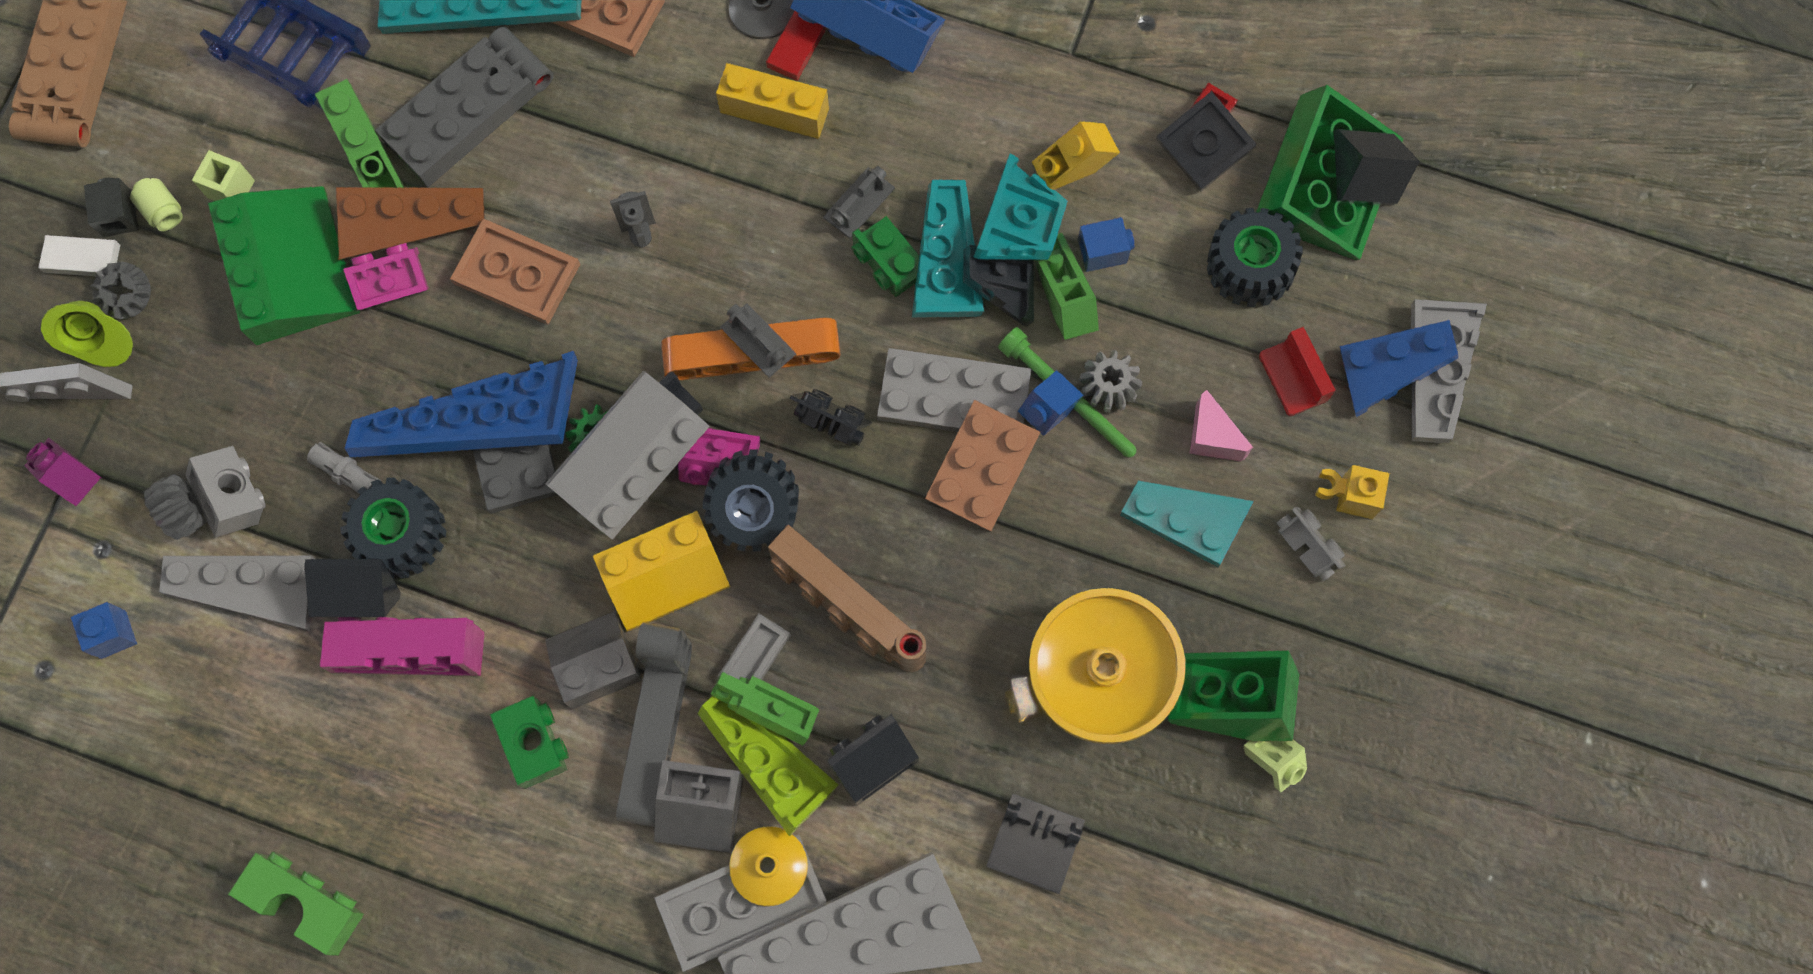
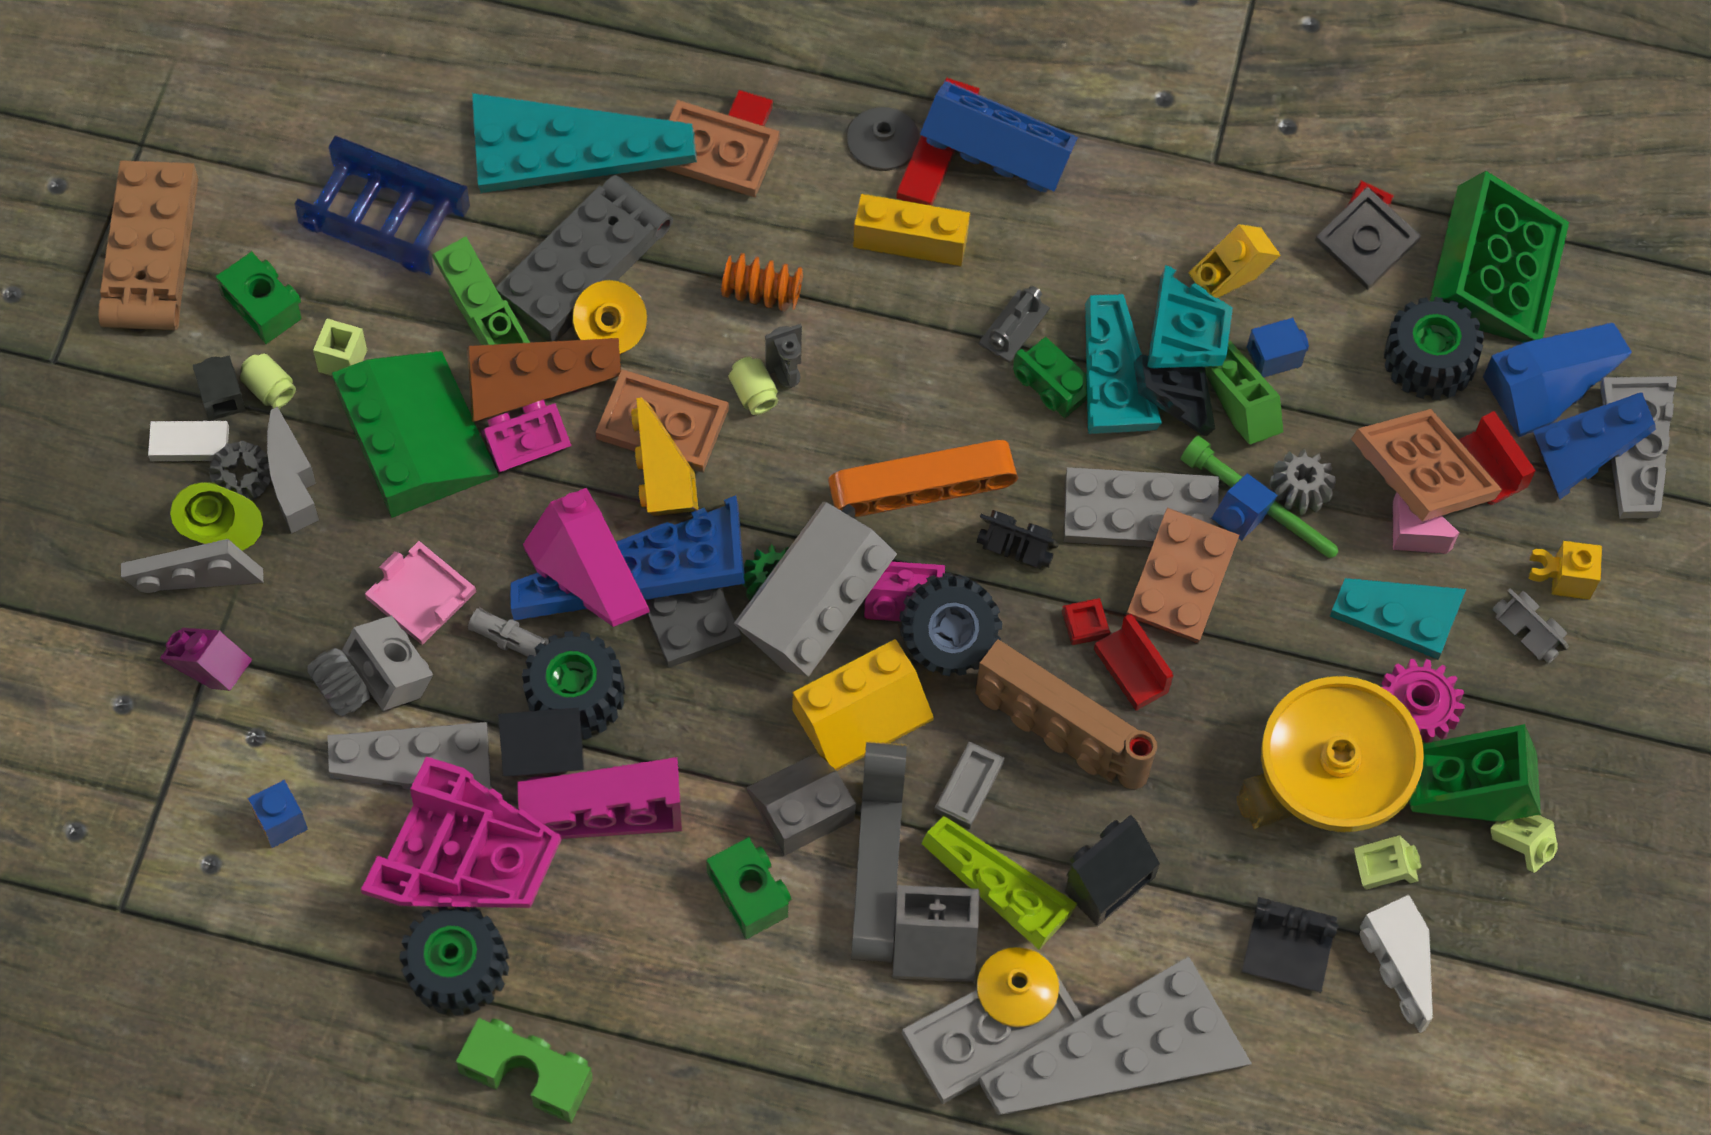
camera: 10 degrees left, 10 degrees down
(146, 109) = (265, 315): none -> green brick
(162, 296) = (290, 474): none -> light grey slope
(244, 790) = (454, 959): none -> black wheel
(260, 687) = (462, 847): none -> dark pink wedge
(267, 422) = (419, 591): none -> bright pink piece
(417, 405) = (582, 556): none -> dark pink wedge
(482, 146) = (621, 303): none -> yellow dish
(507, 324) = (667, 474): none -> yellow slope
(605, 243) = (753, 385): none -> yellowish green brick
(624, 144) = (761, 283): none -> orange piece
(757, 339) = (933, 465): dark grey hinge -> none
(767, 706) = (992, 829): bright green hinge -> none
(886, 502) = (1085, 621): none -> red tile
(925, 550) = (1135, 663): none -> red panel
(1140, 771) = (1387, 862): none -> yellowish green bracket
(1143, 860) = (1403, 949): none -> white slope
(1204, 596) = (1432, 688): none -> dark pink gear
(1229, 376) = (1426, 464): none -> nougat plate
(1366, 290) = (1552, 373): none -> blue wedge
(1371, 167) = (1541, 250): black slope -> none

